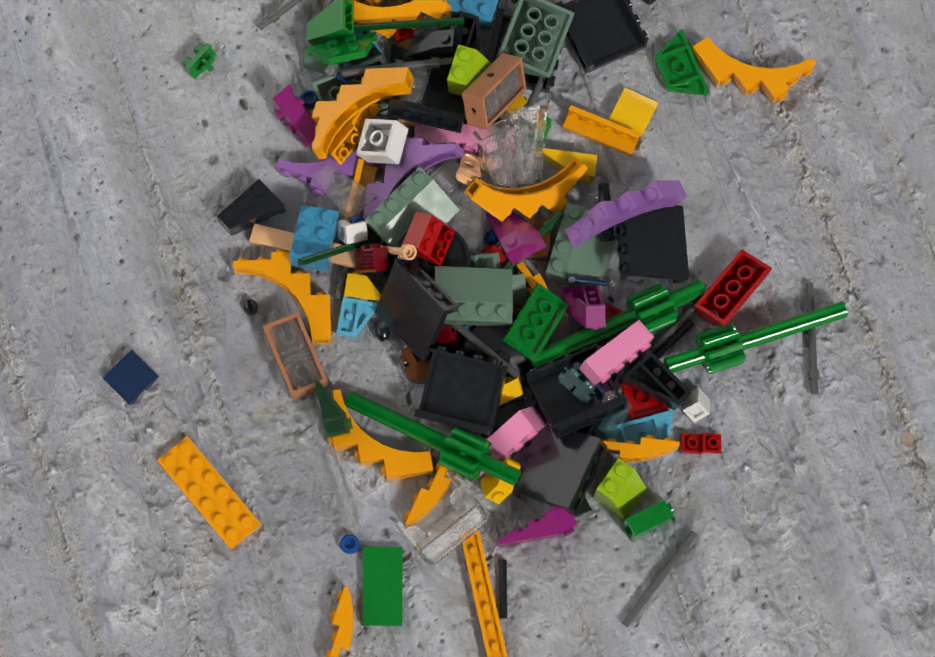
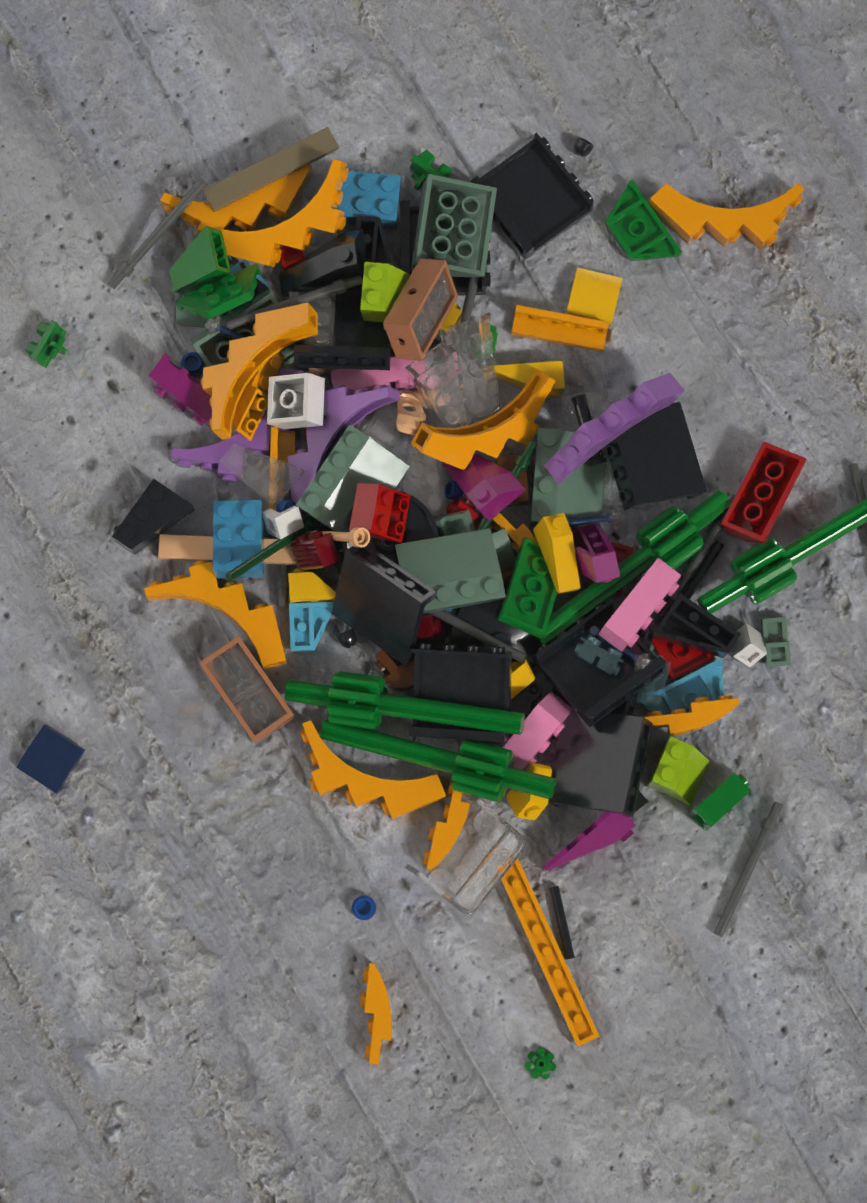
camera: 10 degrees left, 5 degrees up
(209, 493) = (178, 881): light orange plate -> none
(246, 307) = (172, 641): black hinge -> none
(333, 416) = (310, 757): clear green slope -> none
(382, 586) = (415, 951): green tile -> none
(385, 381) = (363, 699): none -> green axle
(444, 22) = (339, 234): dark green bar -> none
(562, 299) = (558, 551): none -> yellow slope
(700, 443) = (762, 692): red slope -> none
(719, 407) = (776, 641): none -> sand green slope

